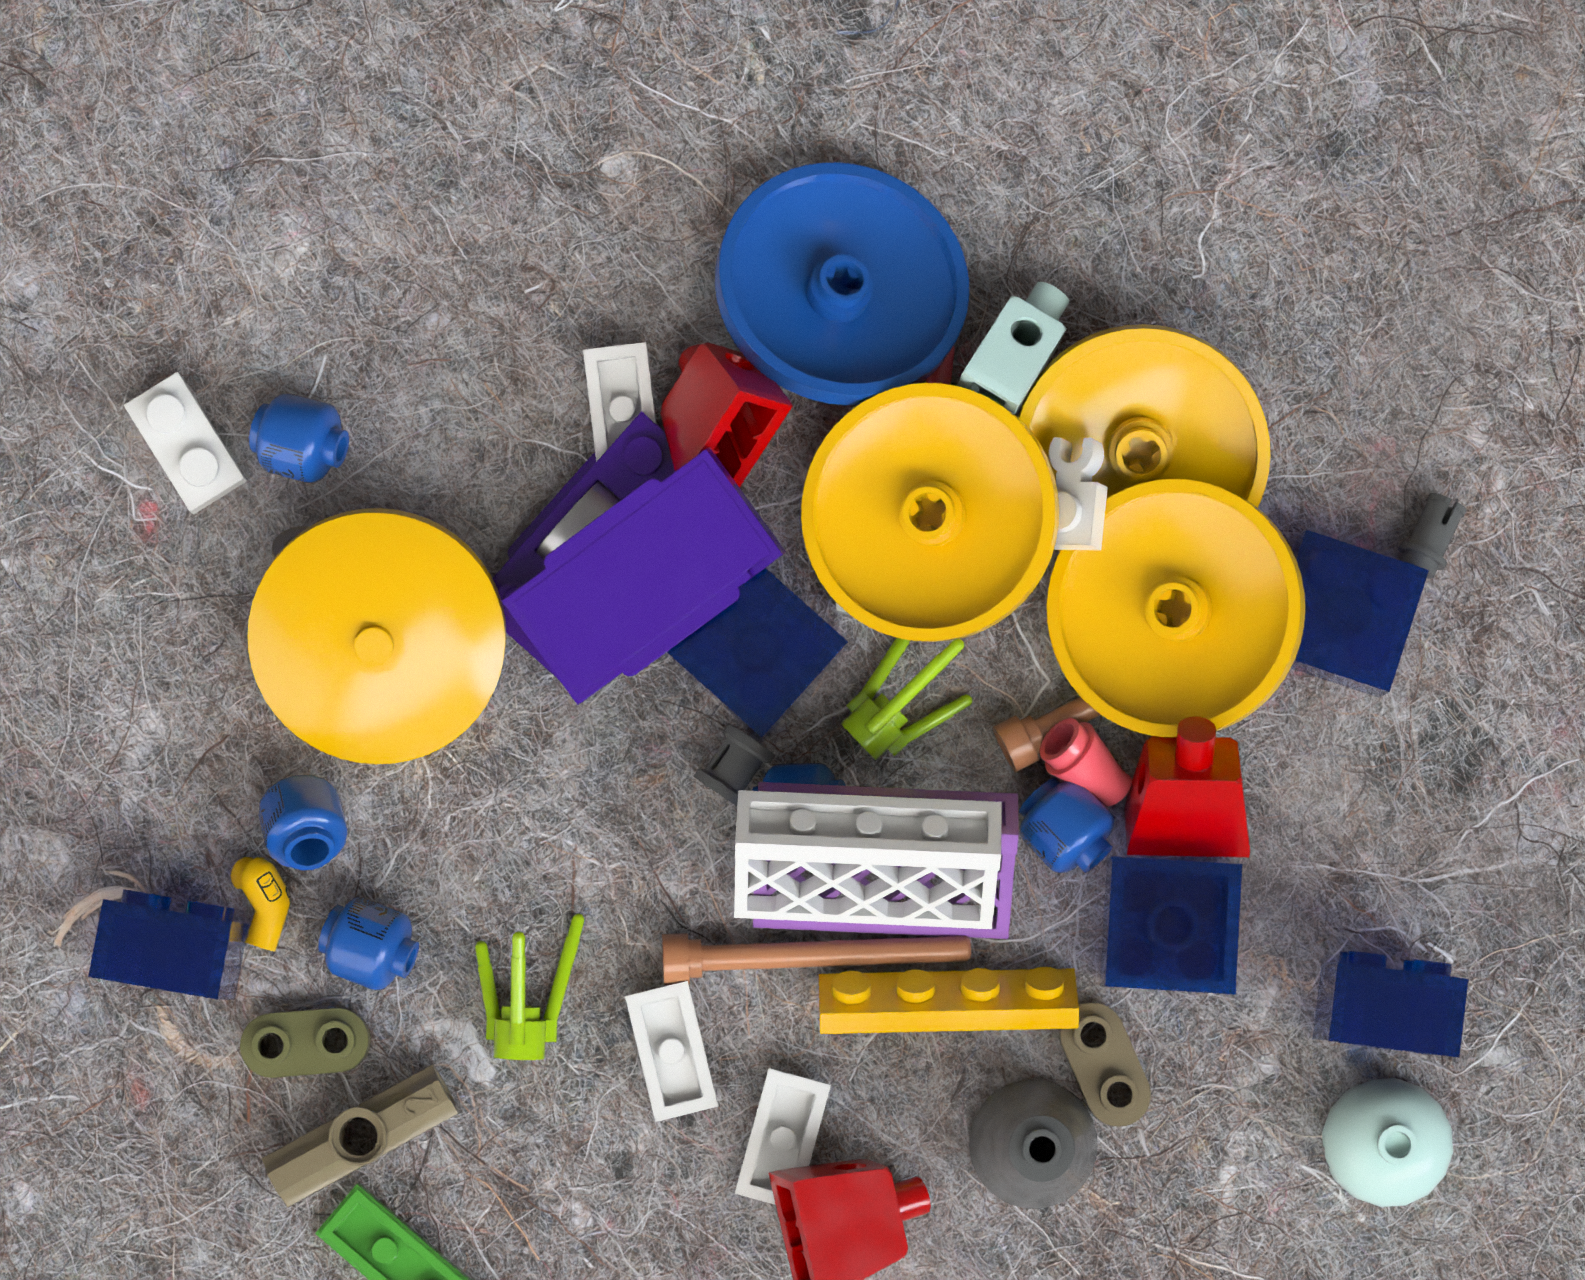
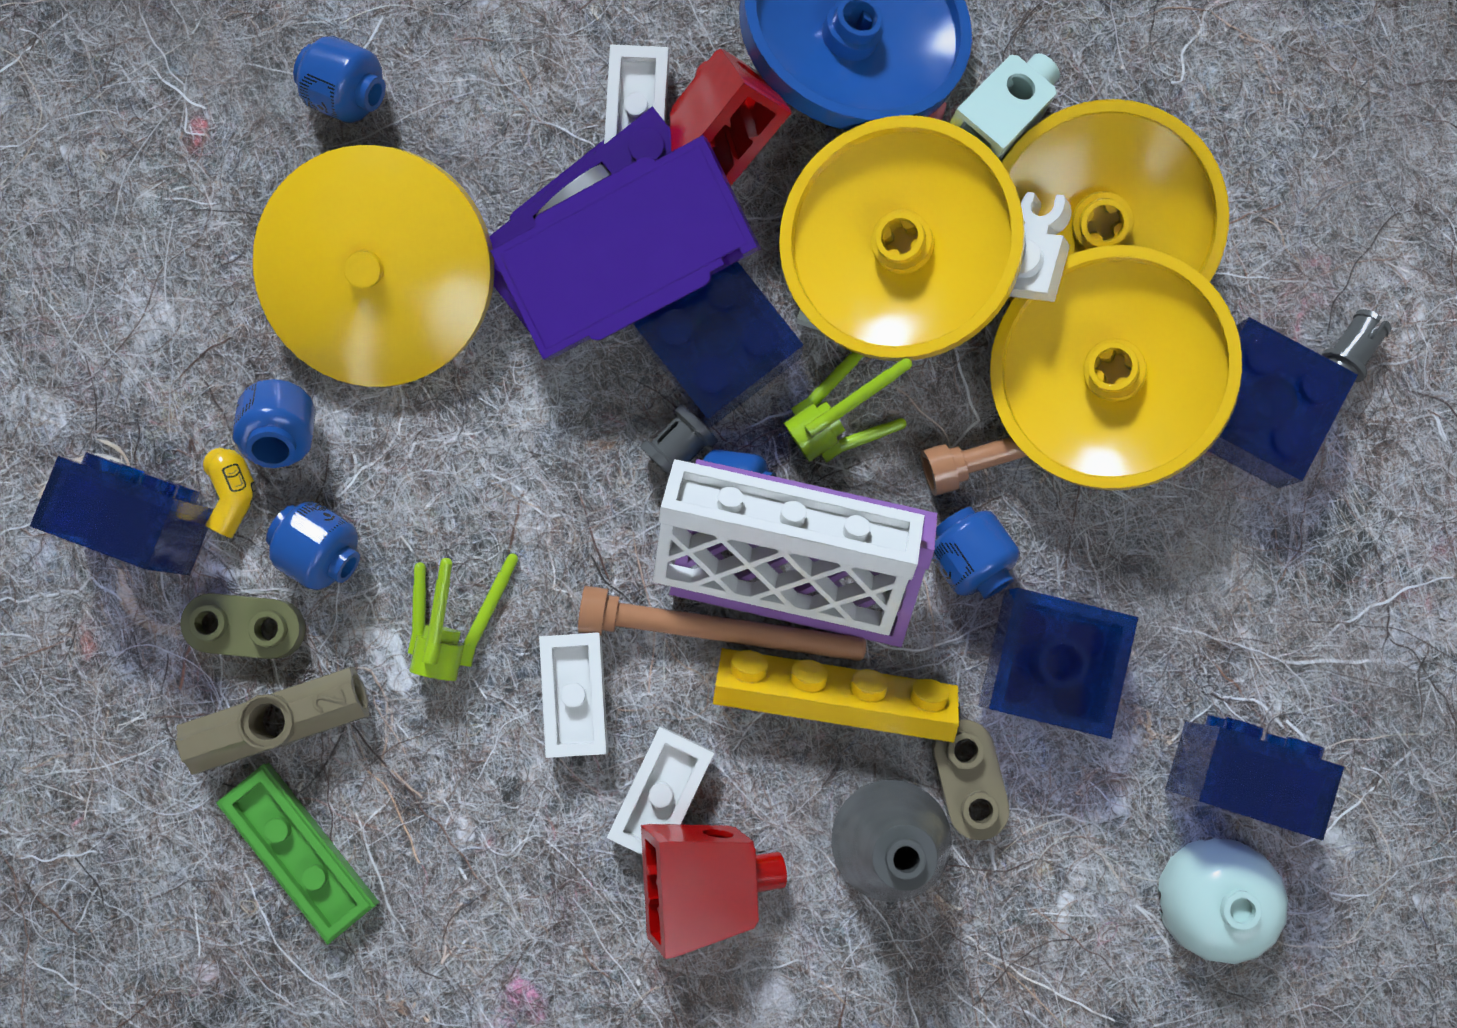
camera: 15 degrees right, 0 degrees up
(185, 443) = (240, 70): white plate -> none
(1080, 757) = (998, 489): coral cone -> none
(1188, 796) = (1095, 544): red torso -> none

